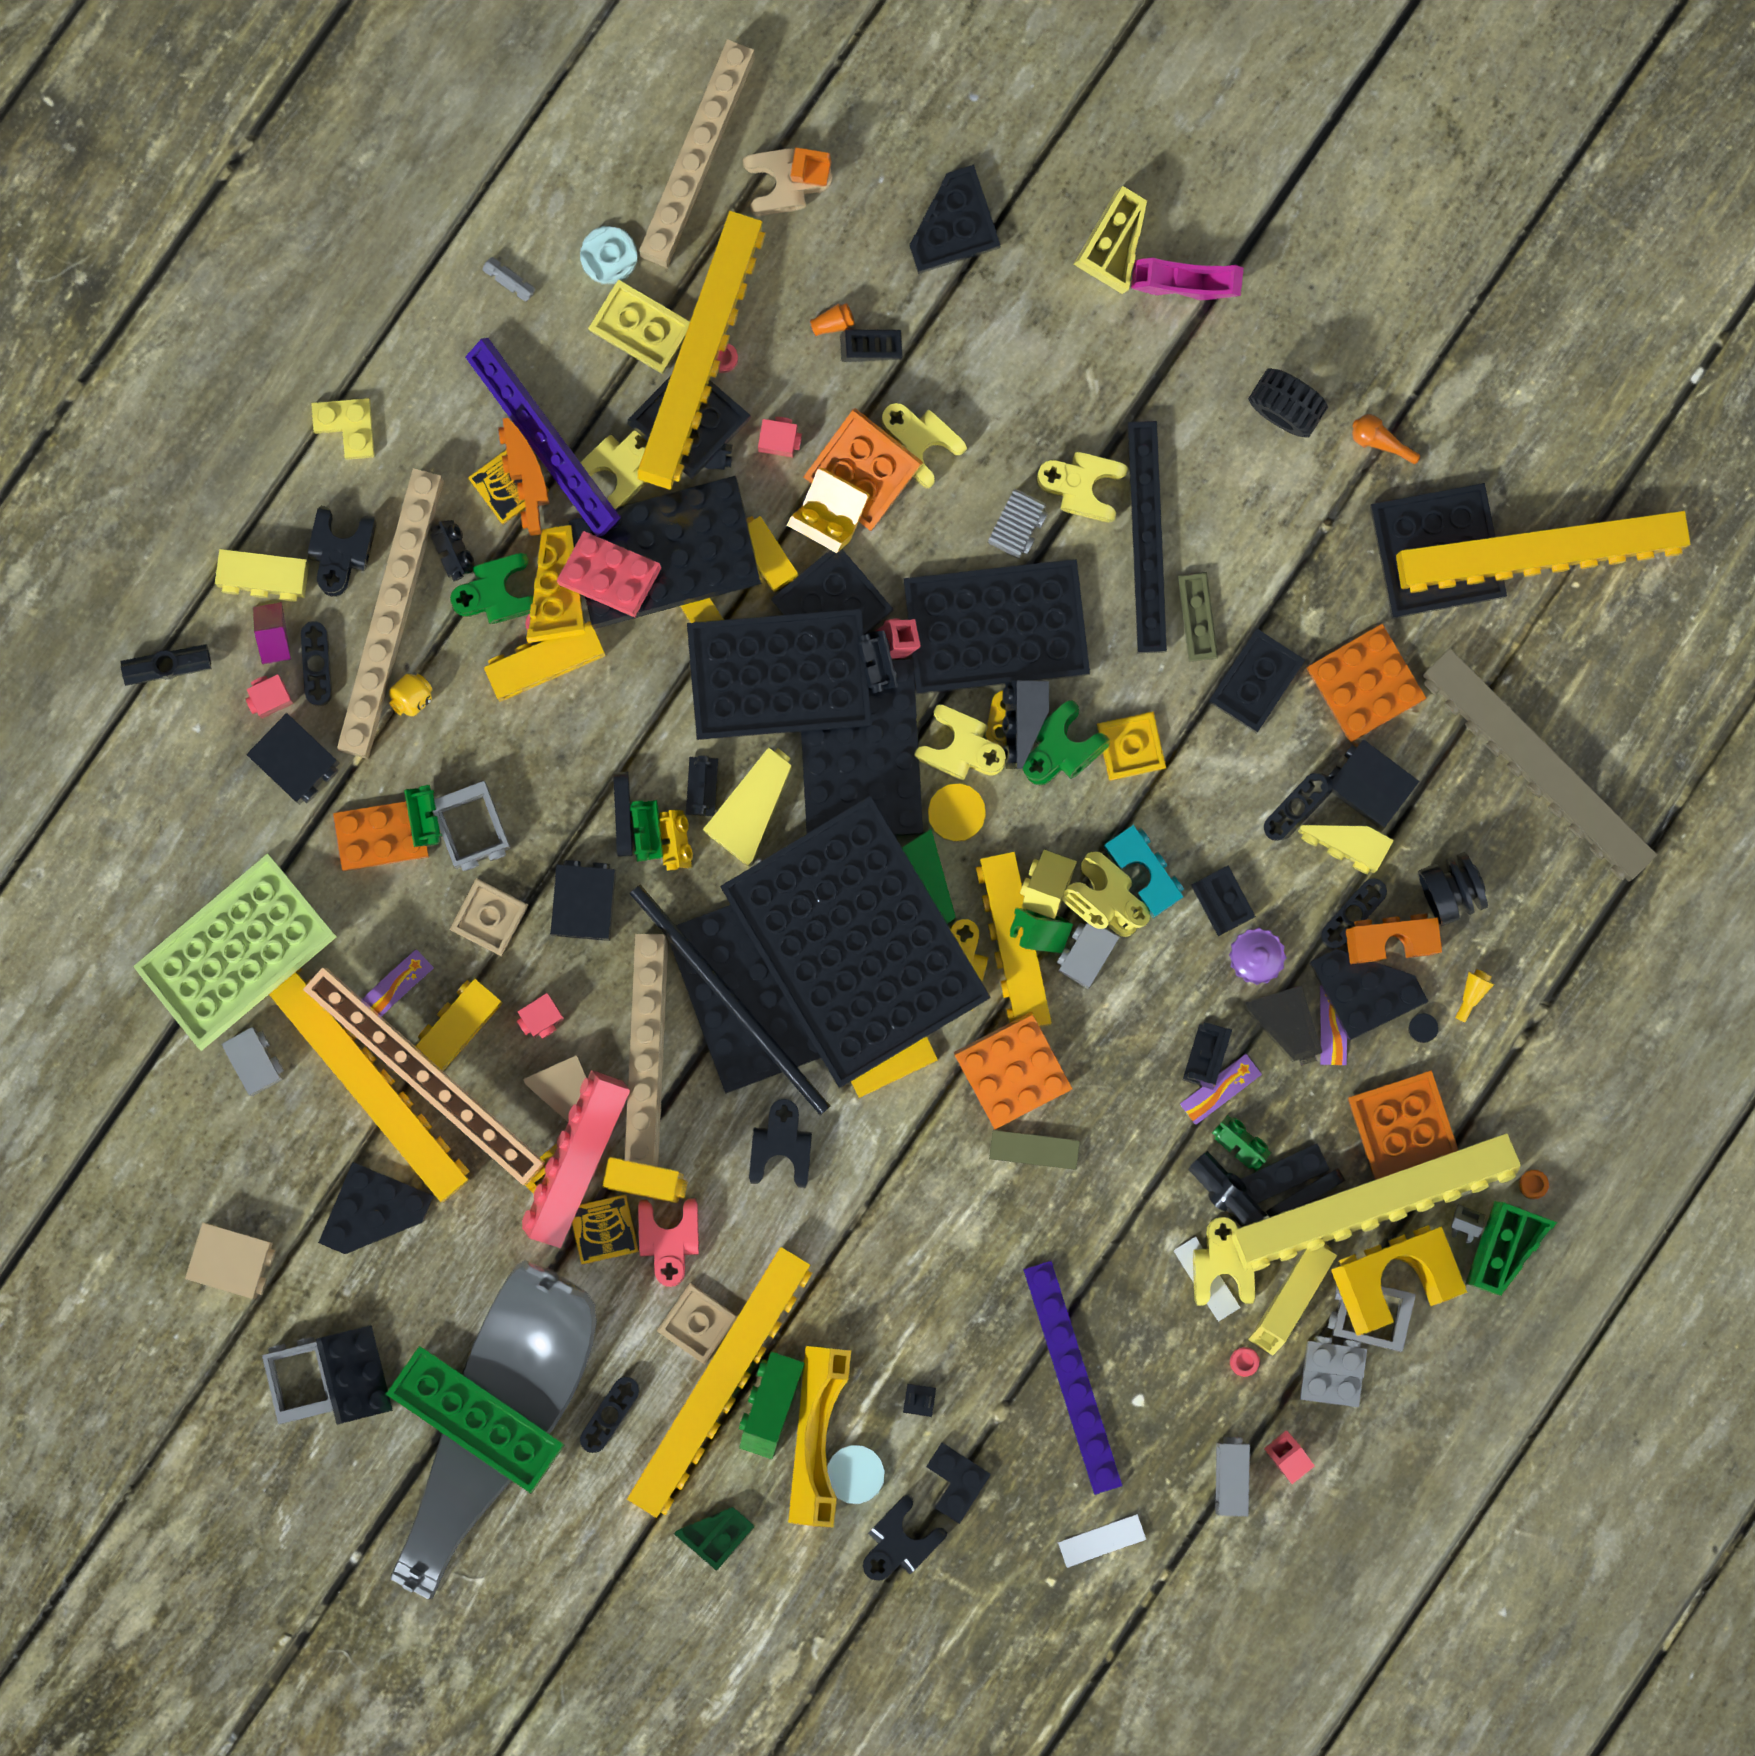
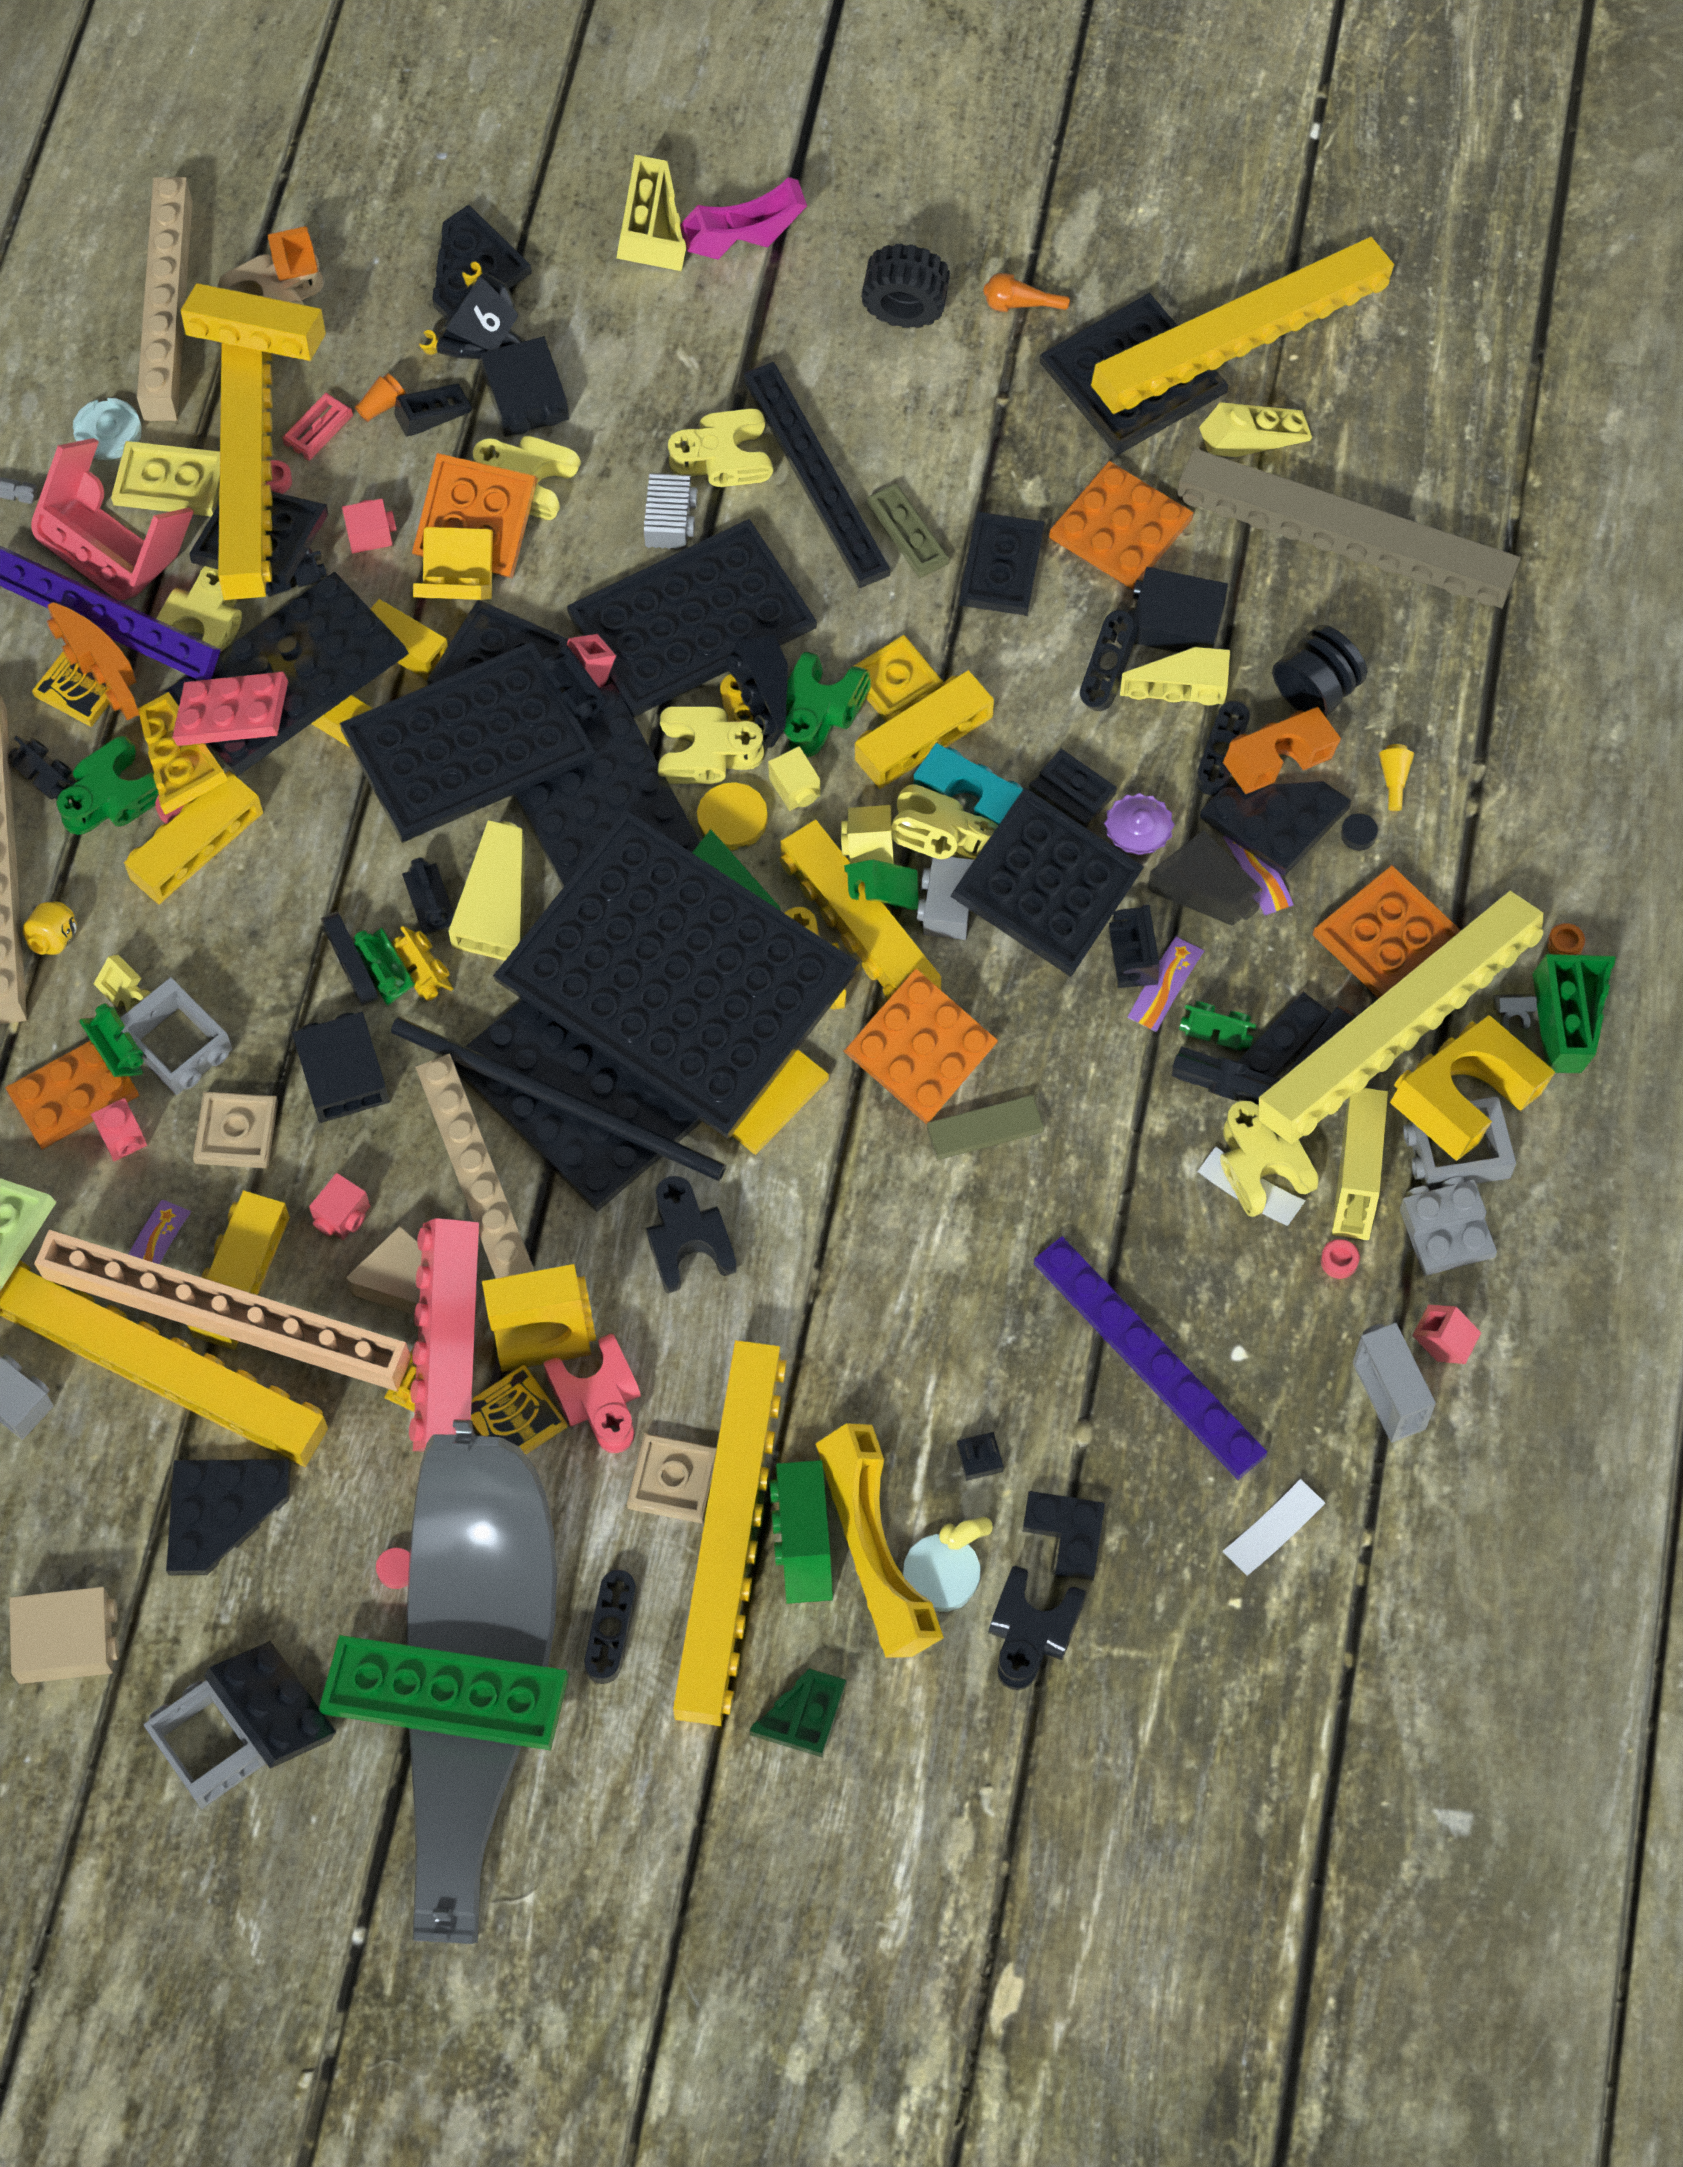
camera: 25 degrees left, 20 degrees down
(403, 887) = (119, 1129): none -> coral brick
(446, 766) = (120, 983): none -> light yellow plate
(477, 1307) = (393, 1568): none -> coral tile
(564, 361) = (91, 540): none -> coral windscreen
(754, 222) = (253, 322): none -> yellow brick
(781, 332) = (322, 429): none -> coral tile
(885, 1456) = (965, 1532): none -> light yellow arm
(937, 286) = (478, 321): none -> black torso
(950, 360) = (524, 386): none -> black brick
(1015, 805) = (794, 779): none -> light yellow brick
(1132, 802) = (911, 734): none -> yellow brick
(1165, 977) = (1047, 882): none -> black plate
(1509, 644) = (1250, 429): none -> light yellow slope

